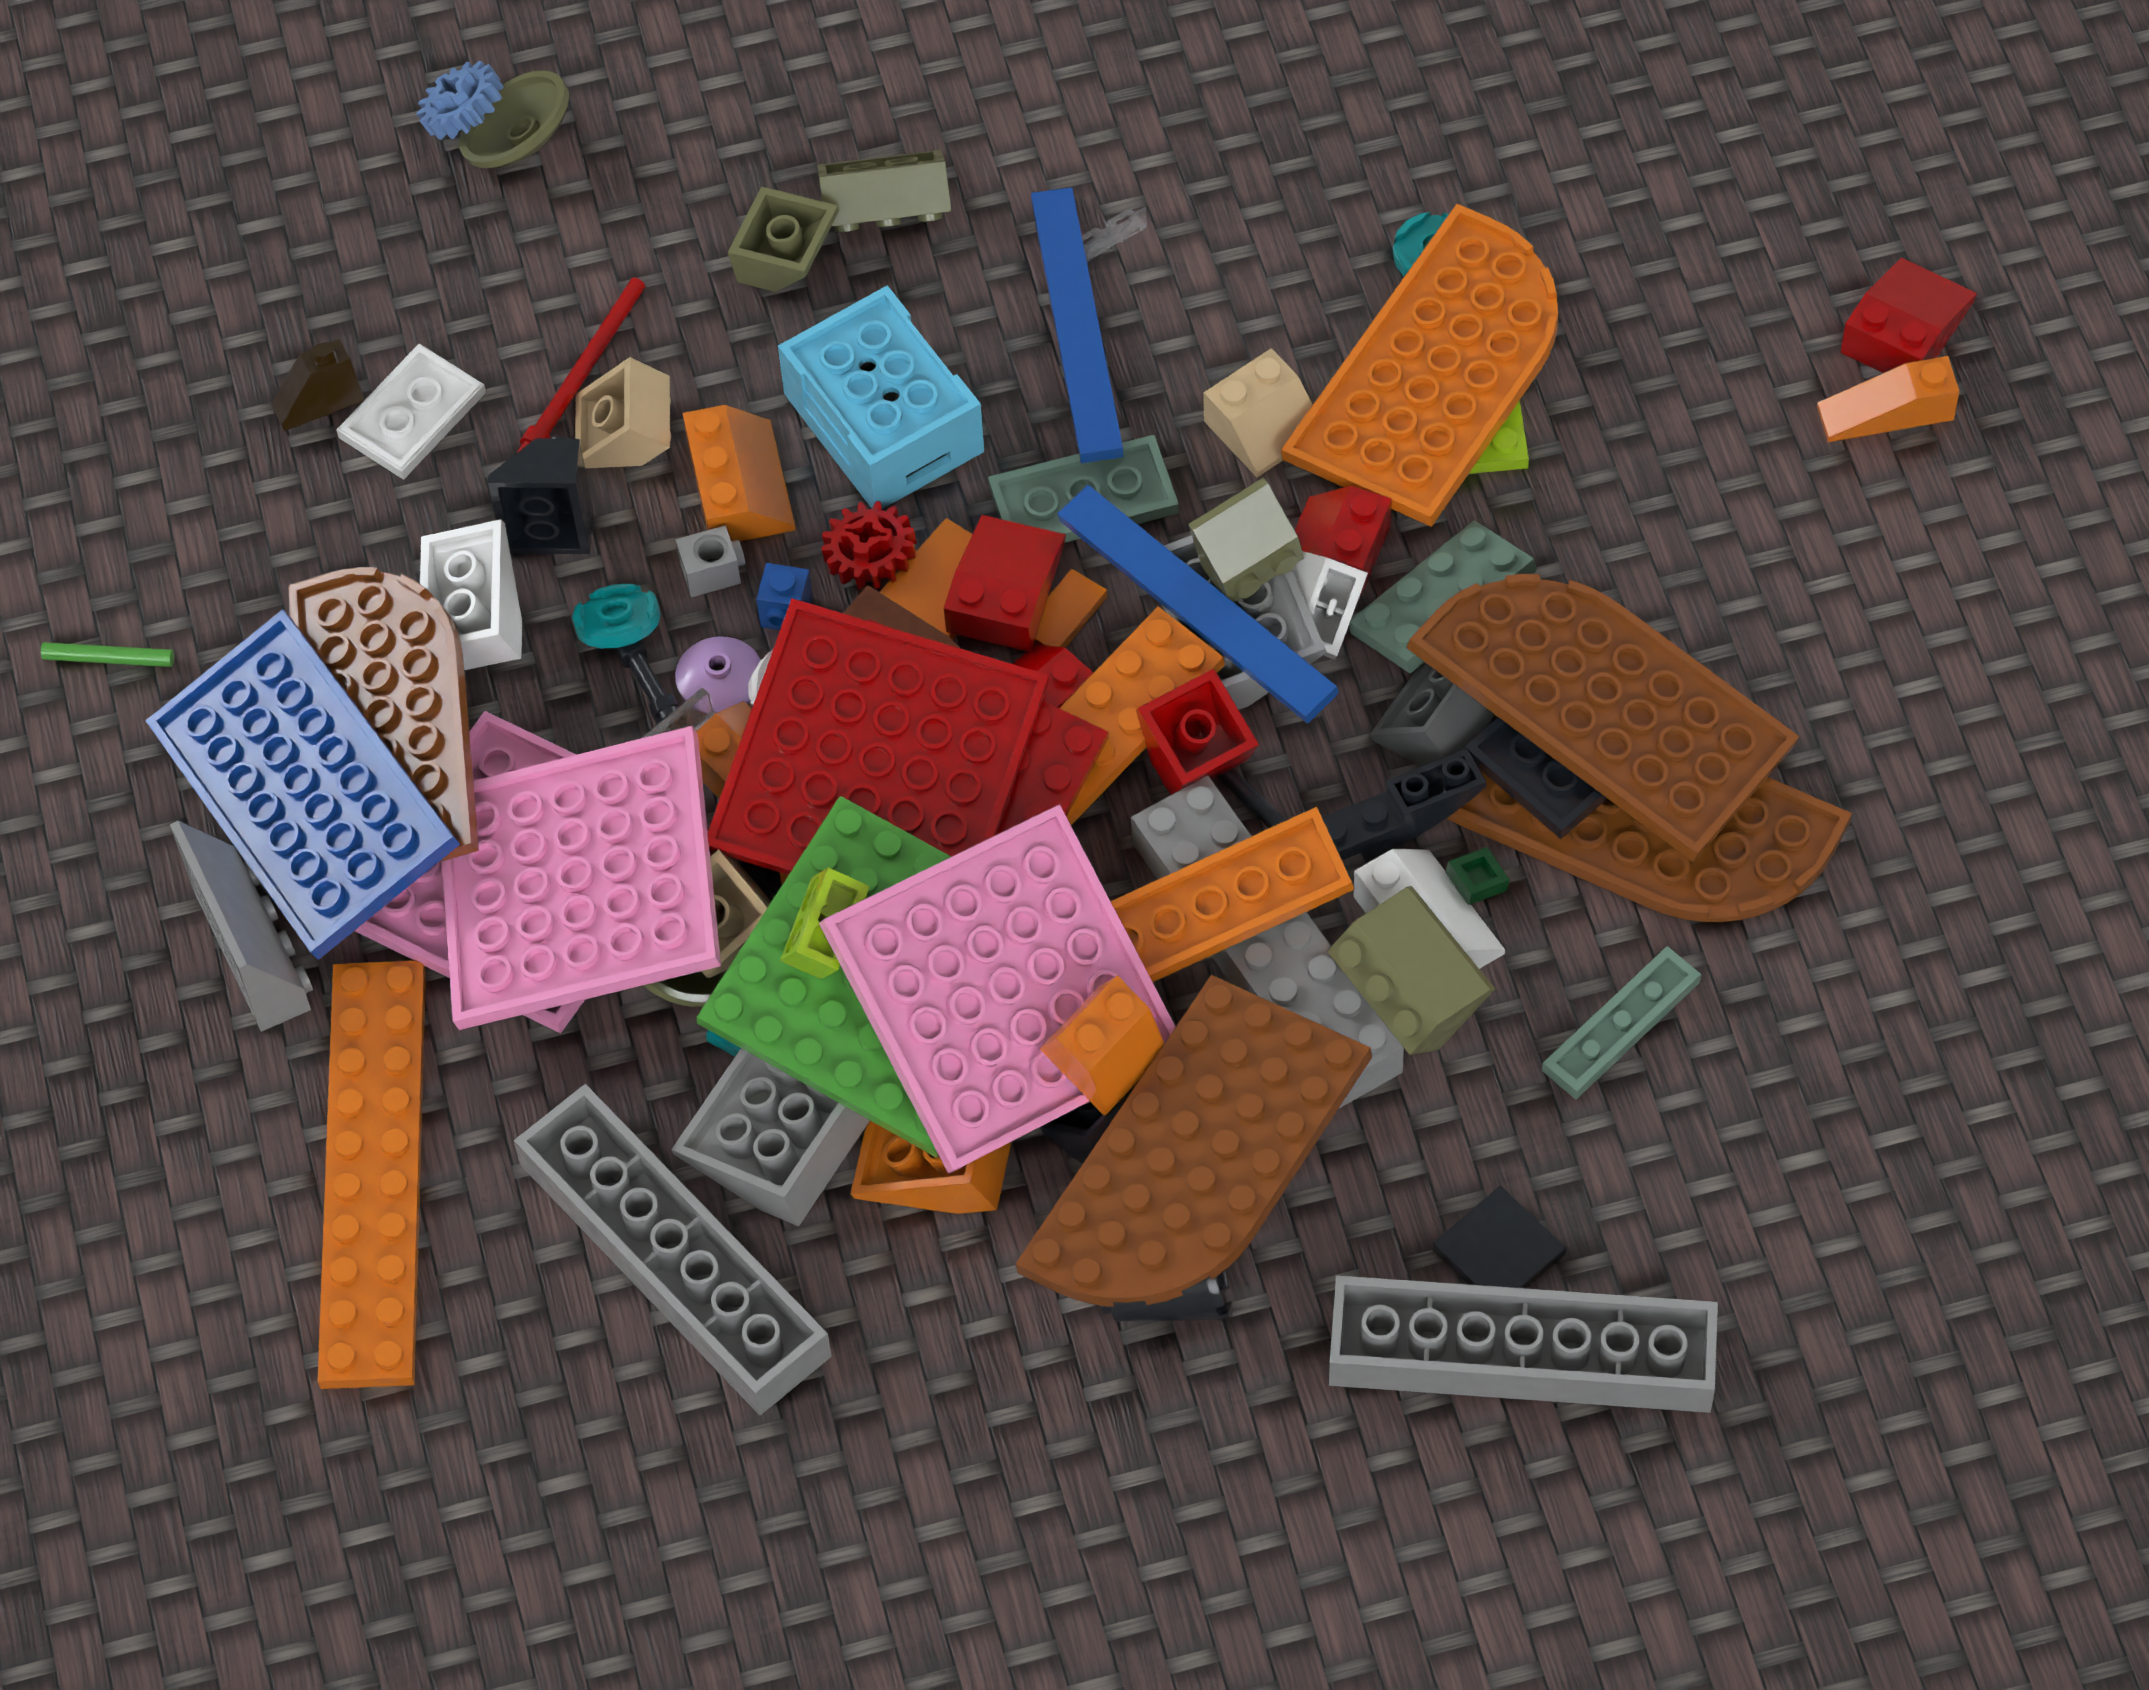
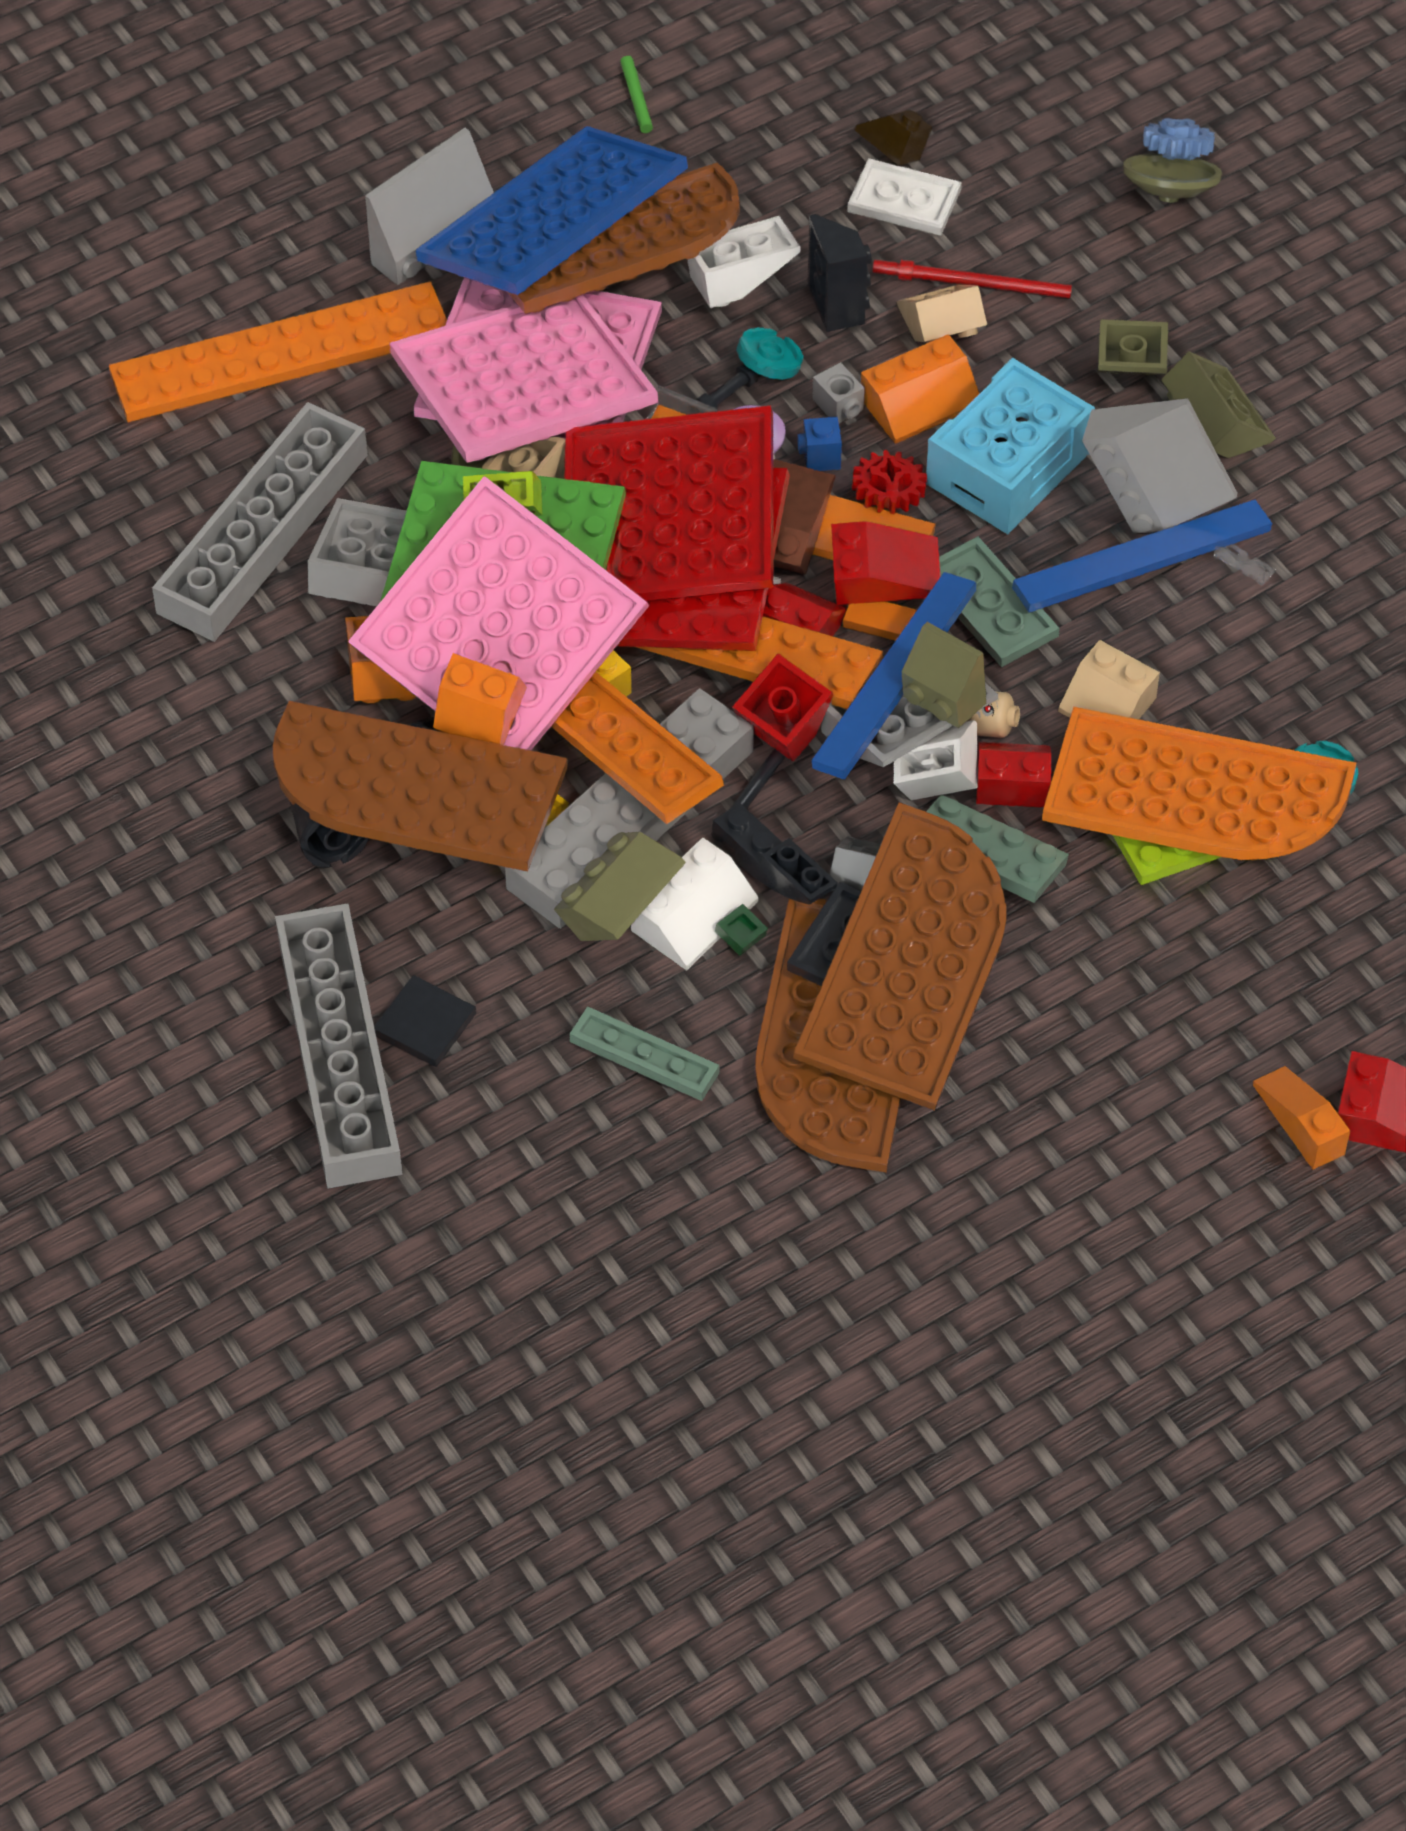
camera: 70 degrees right, 5 degrees down
(1001, 247) = (1157, 463): none -> light grey slope

